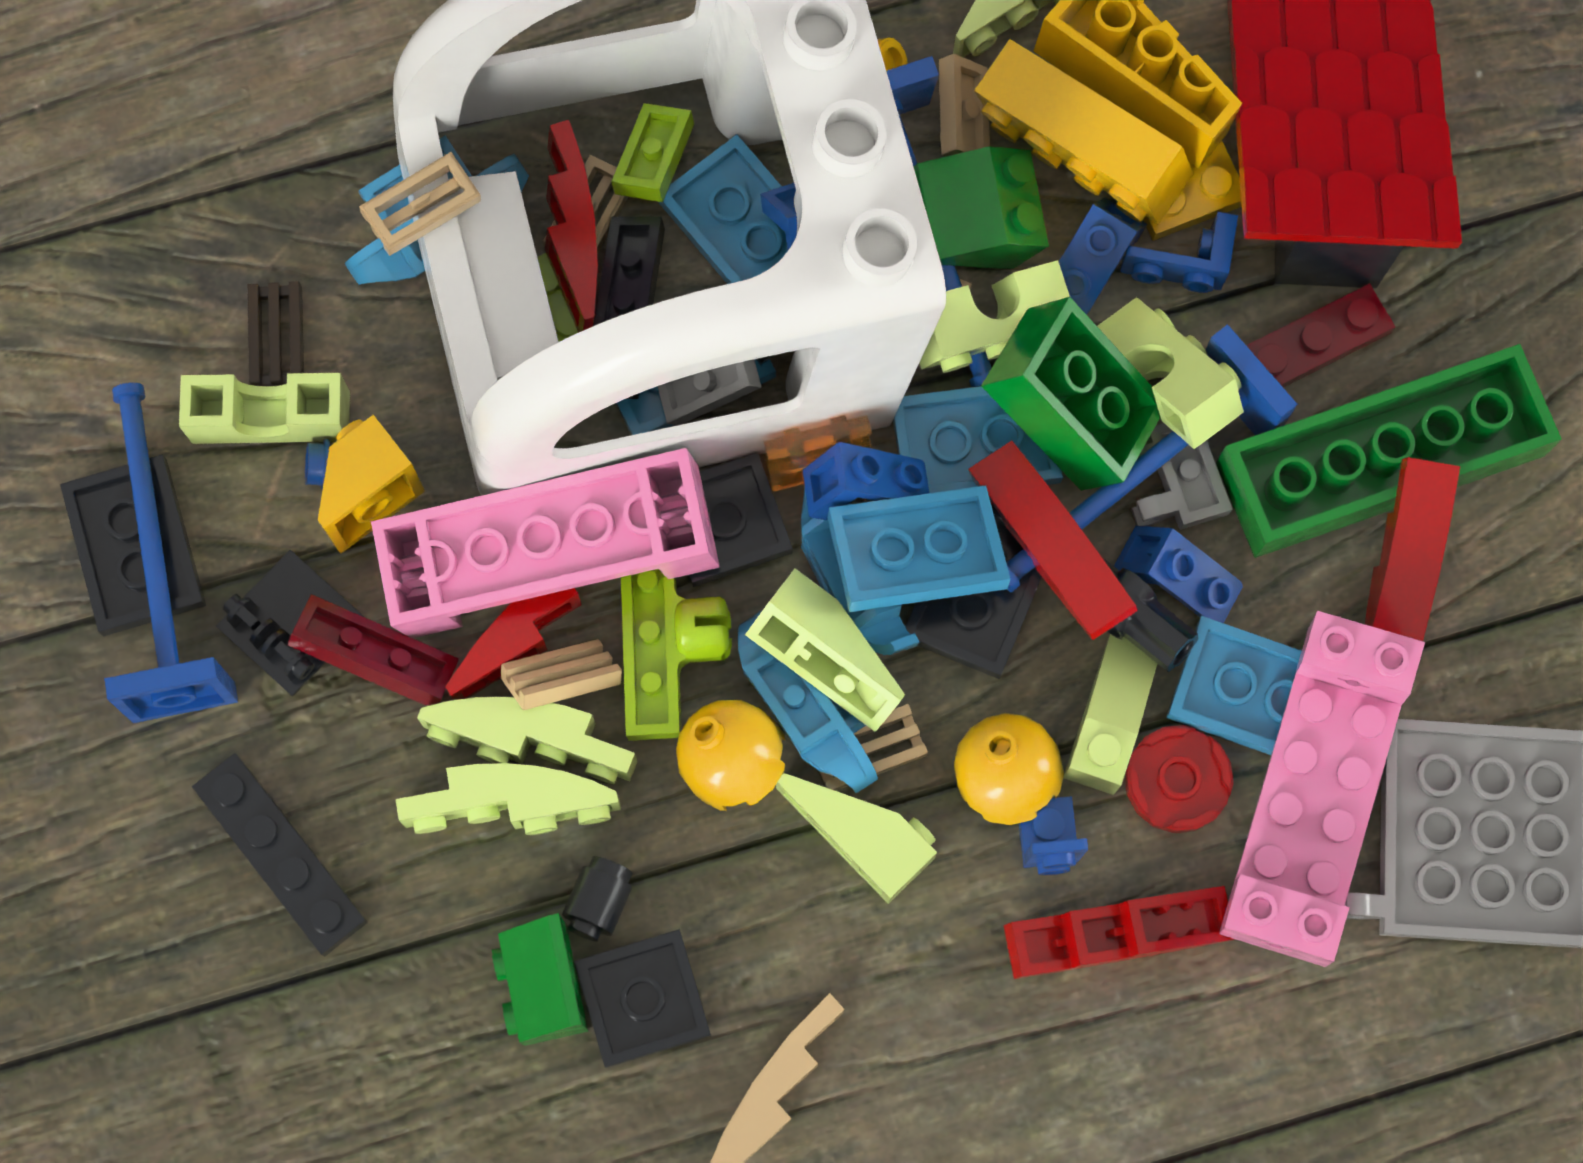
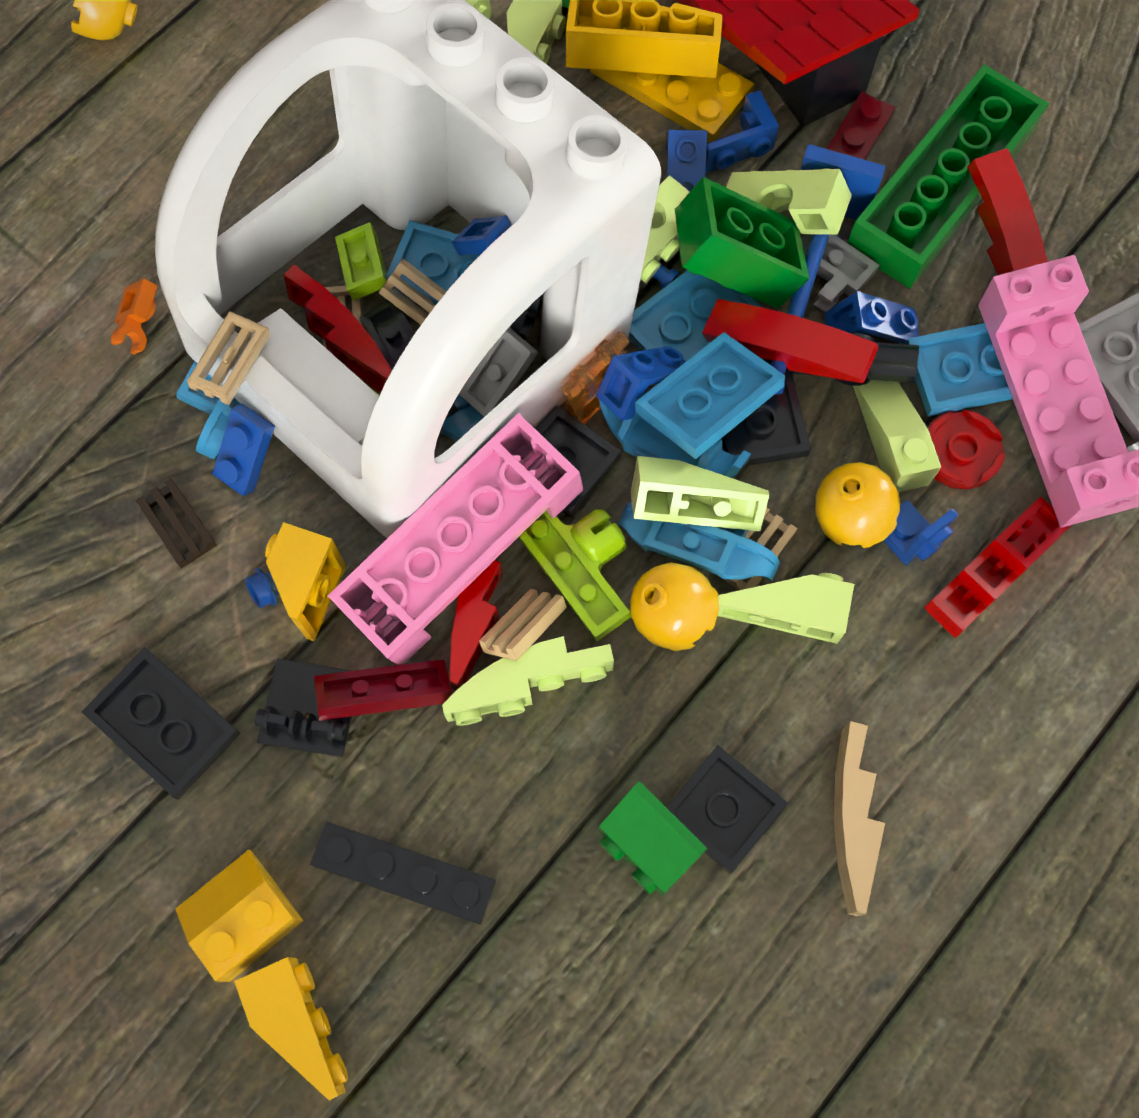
camera: 30 degrees left, 5 degrees down
(77, 924) = (286, 1018): none -> yellow slope
(89, 793) = (236, 918): none -> yellow slope
(174, 685) = (253, 798): blue tile -> none
(234, 412) = (174, 590): yellowish green arch -> none
(370, 63) = (135, 308): none -> orange plate
(389, 299) = (243, 449): none -> blue plate
(532, 794) = (555, 717): yellowish green slope -> none
(598, 898) = (647, 759): black brick -> none
(682, 245) = (401, 301): none -> tan tile
(1084, 133) = (645, 86): yellow brick -> none

